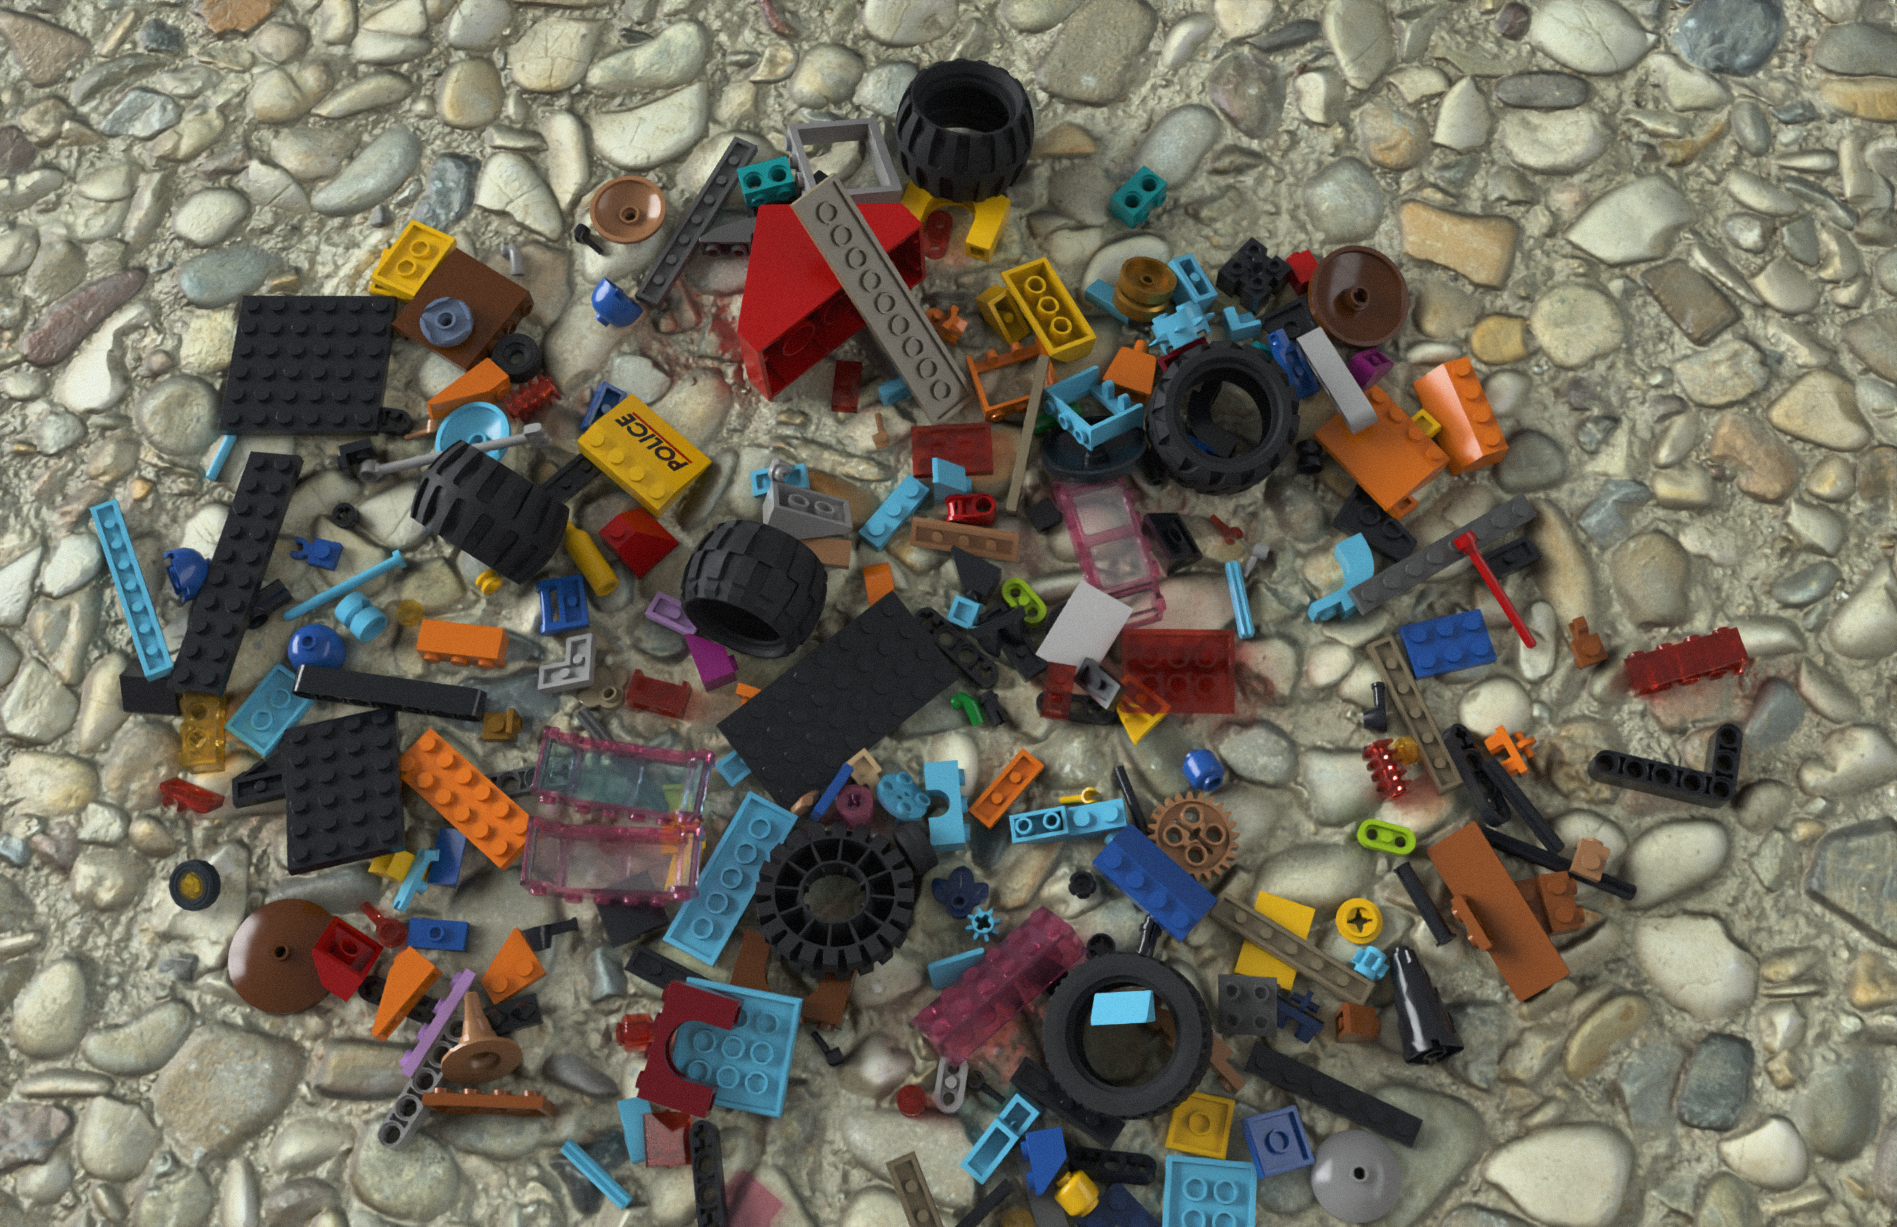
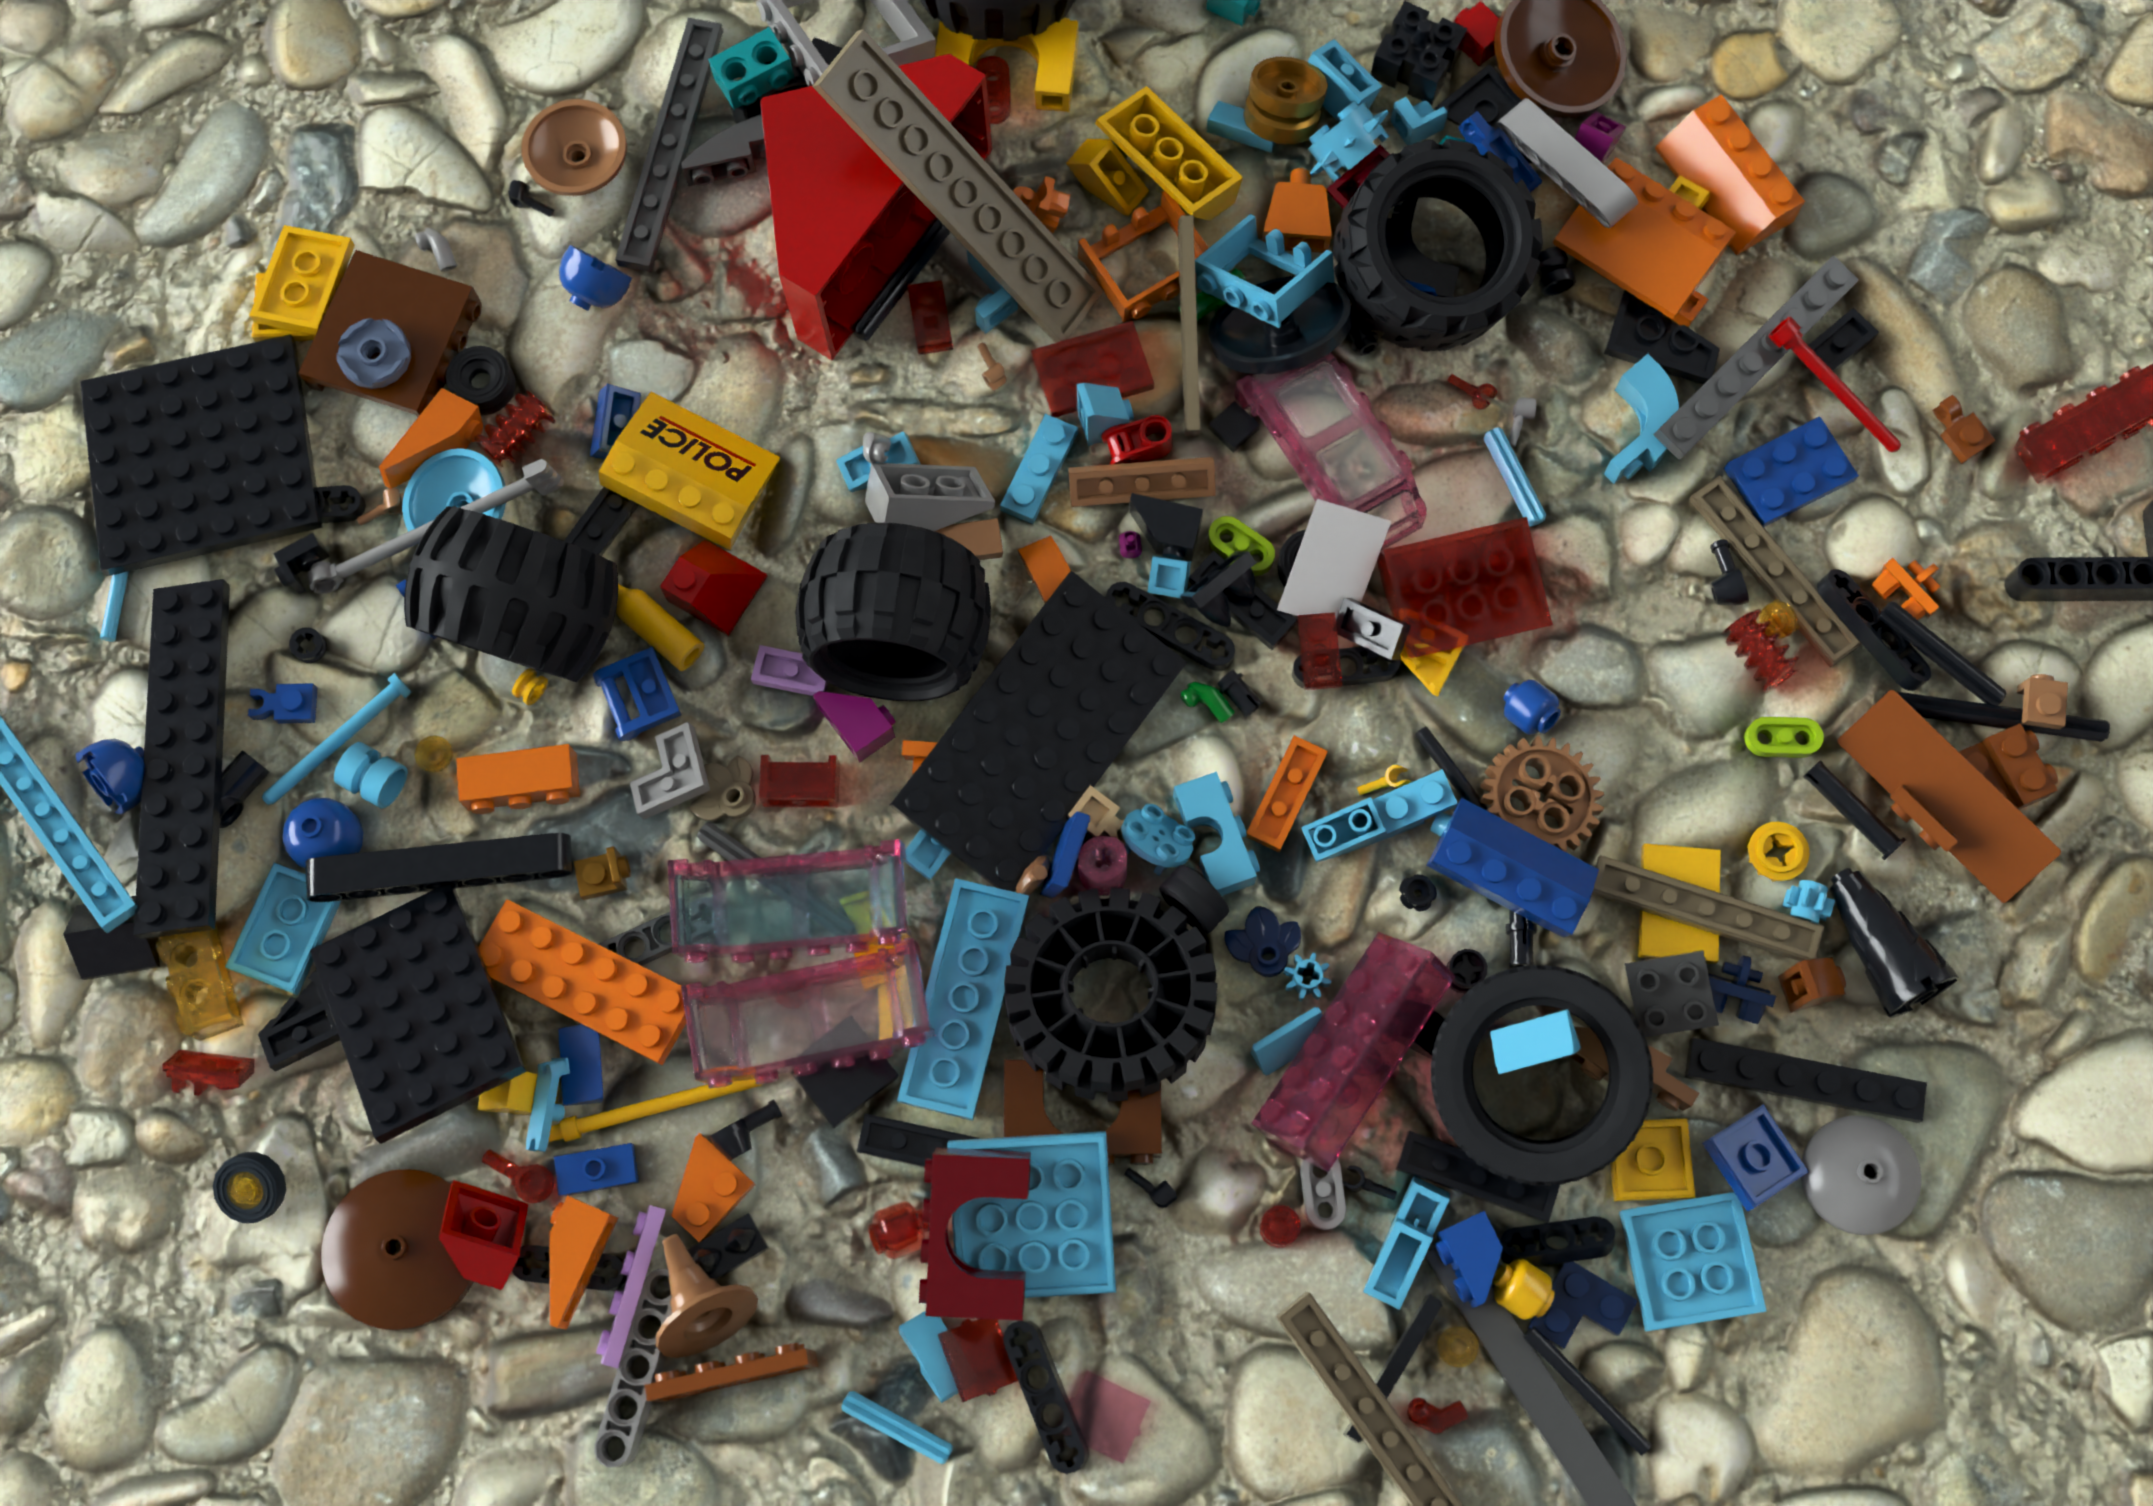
camera: 15 degrees left, 5 degrees up
(430, 900) = (573, 1128): none -> yellow bar
(829, 357) = (898, 281): none -> black axle
(944, 582) = (1130, 544): none -> magenta rock
(1170, 541) = (1410, 421): black slope -> none

